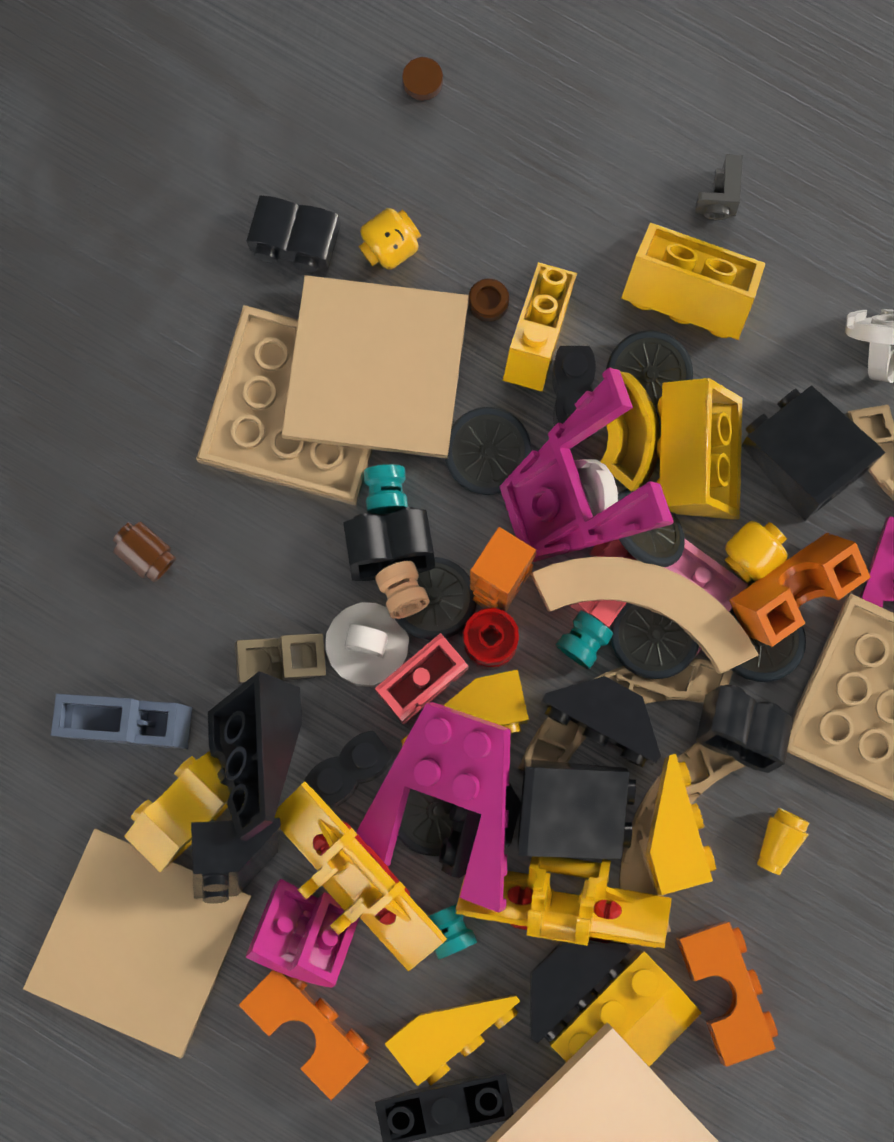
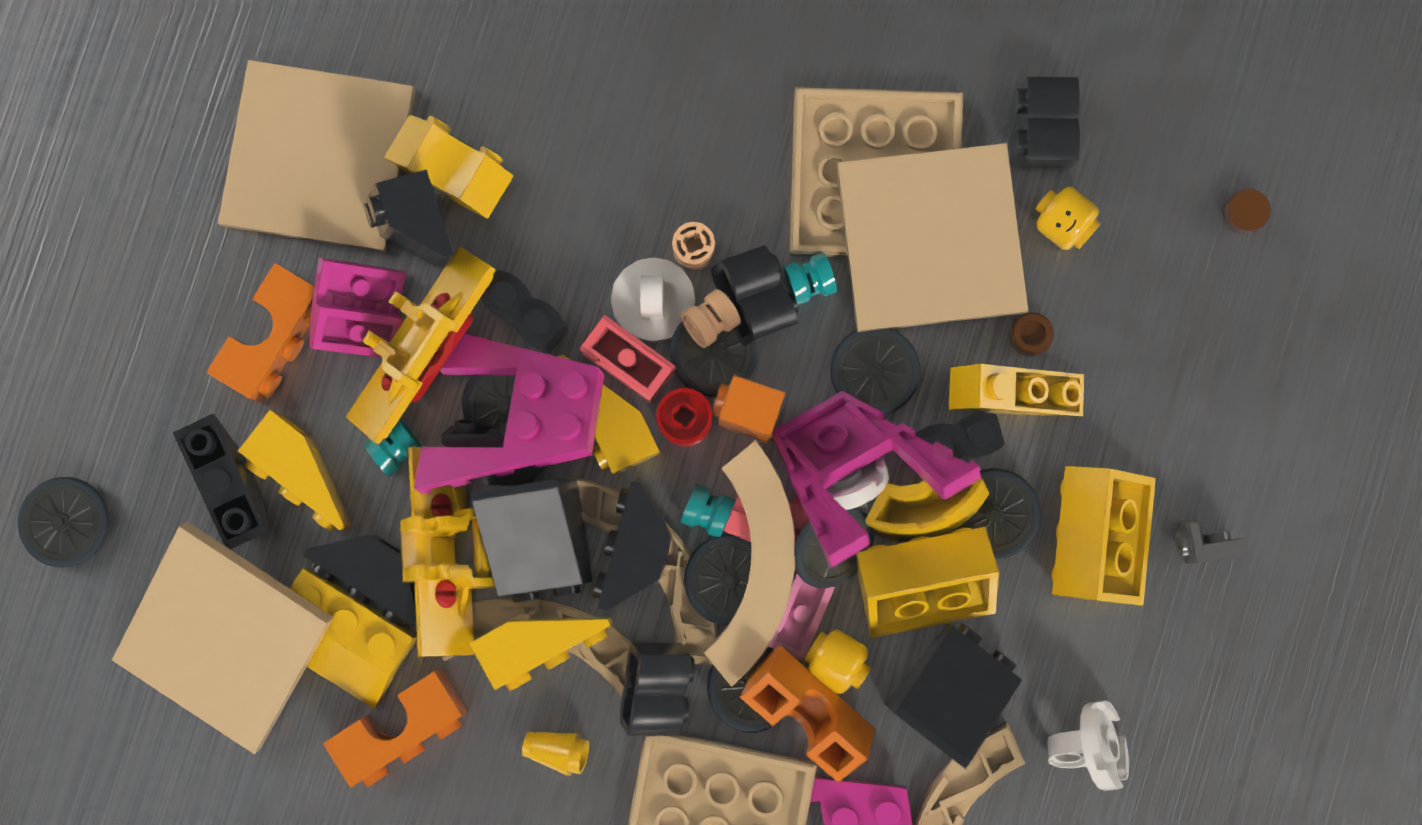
camera: 75 degrees right, 5 degrees up
(122, 721) = (520, 84): sand blue slope -> none
(143, 551) = (690, 60): reddish brown brick -> none
(255, 740) = (530, 213): black wedge -> none
(282, 657) = (618, 220): dark tan slope -> none
(326, 598) = (691, 253): none -> light nougat wheel

